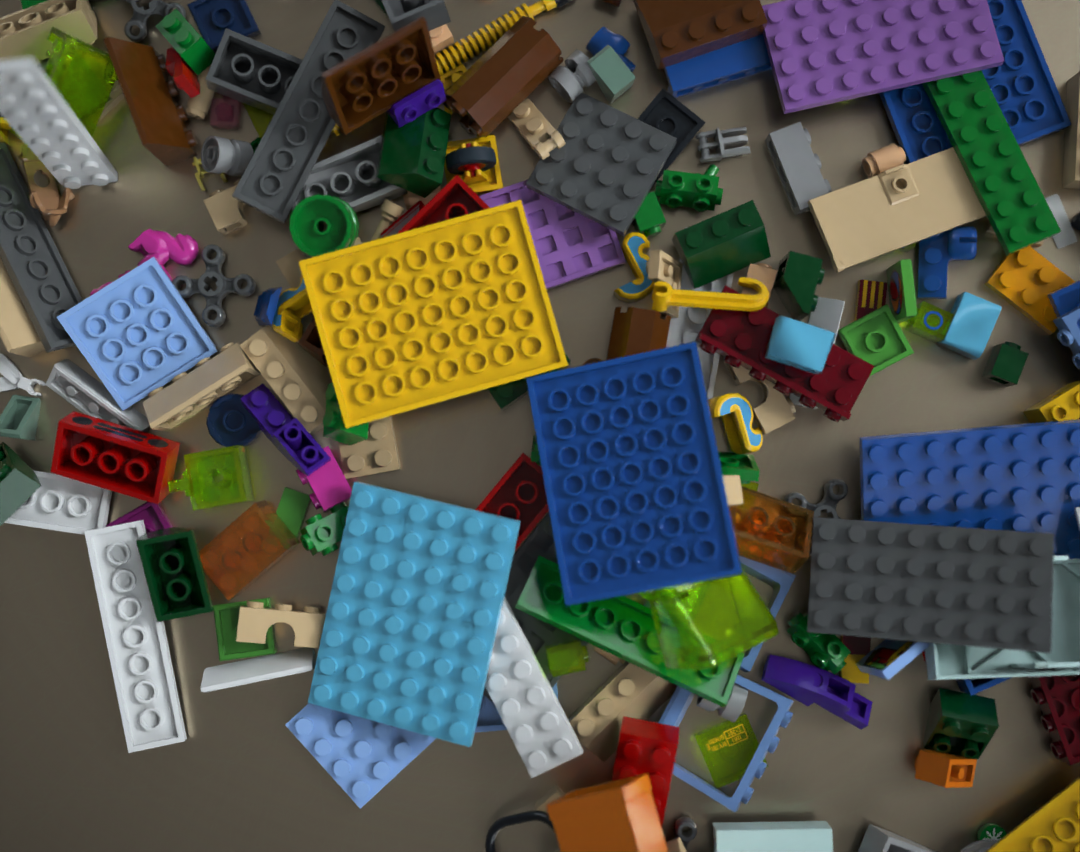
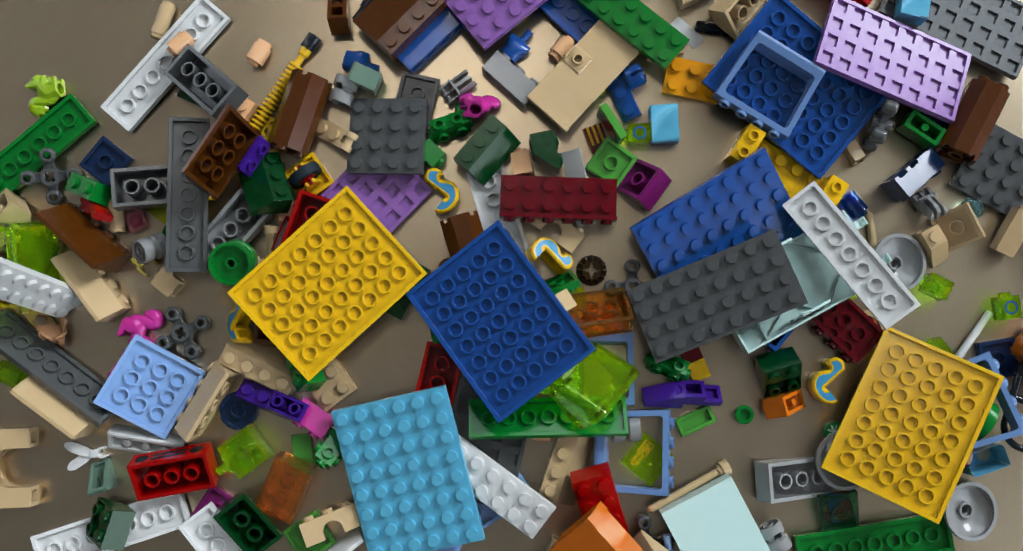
camera: 30 degrees left, 0 degrees up
(127, 168) = (92, 287): none -> tan slope
(267, 306) = (222, 329): blue piece -> none
(566, 657) = (517, 453): clear neon green brick -> none
(665, 296) = (467, 200): yellow piece -> none
(666, 269) = (462, 185): tan plate -> none
(738, 180) = (477, 105): none -> dark pink animal
(767, 472) = (585, 276): none -> dark brown gear
(799, 345) = (563, 189): medium azure piece -> none
(817, 731) = (694, 420): none -> bright green tile
(820, 812) = (722, 468): none -> tan piece
(826, 130) = (516, 46): none -> blue piece
(885, 755) = (743, 414): none -> green tile
(890, 657) = (715, 353): light blue tile -> none
(905, 391) = (644, 184): none -> magenta slope
(1005, 364) = (697, 137): dark green brick -> none
(1009, 761) = (821, 378): none -> yellow animal

